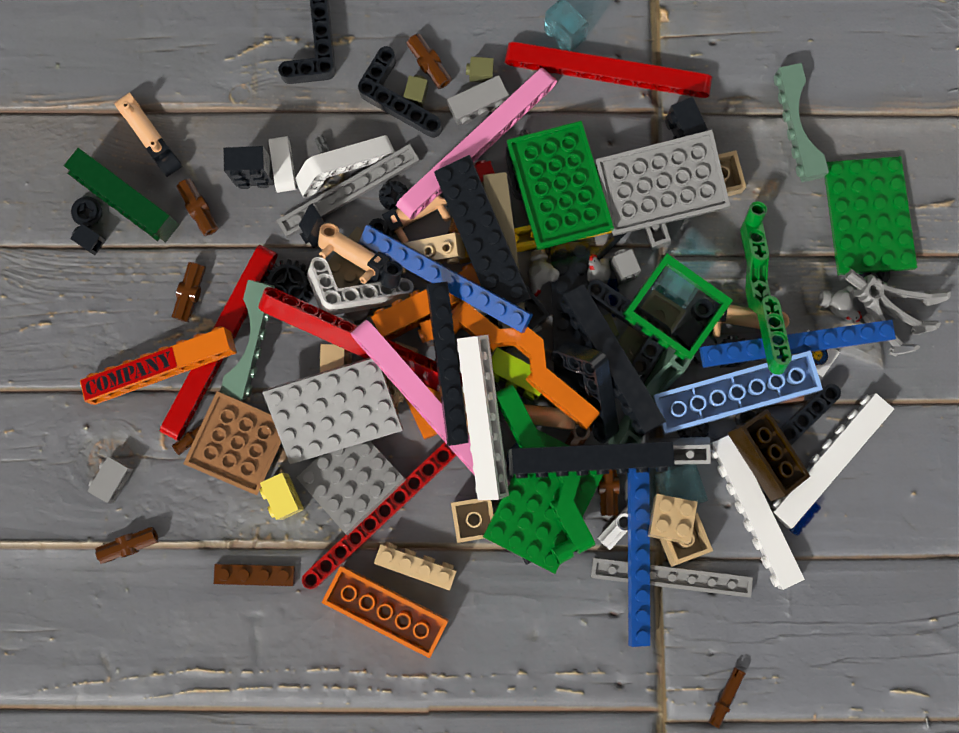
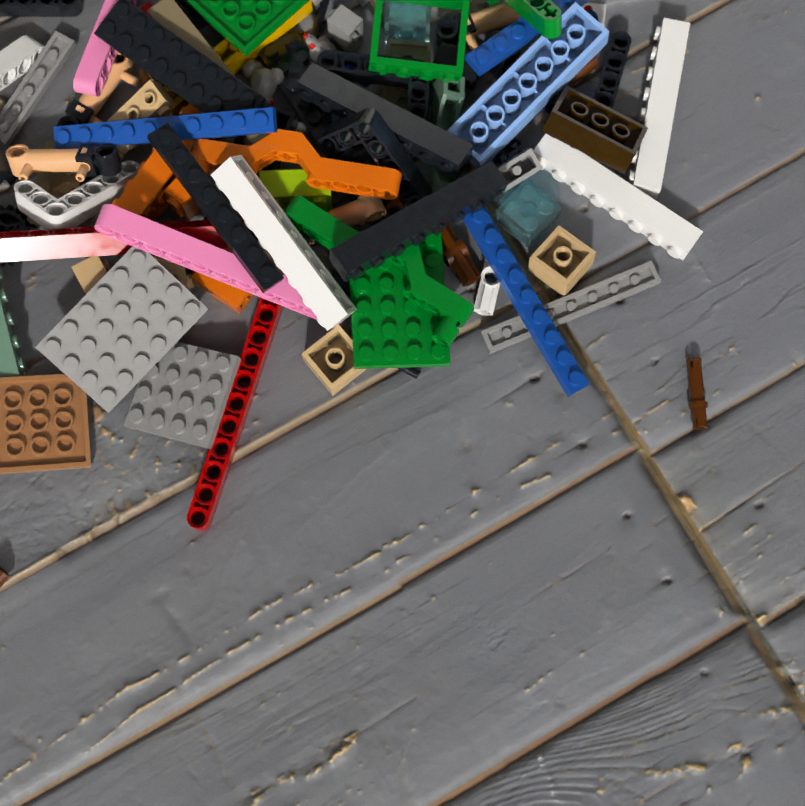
camera: 35 degrees left, 5 degrees down
(254, 575) = (134, 551): reddish brown plate -> none
(281, 496) = (113, 445): light yellow brick -> none
(385, 611) = (295, 505): orange brick -> none
(388, 202) = (58, 94): black gear -> none
(411, 565) = (301, 443): tan brick -> none
(672, 519) = (537, 239): tan brick -> none
(804, 521) = (668, 178): clear blue axle -> none

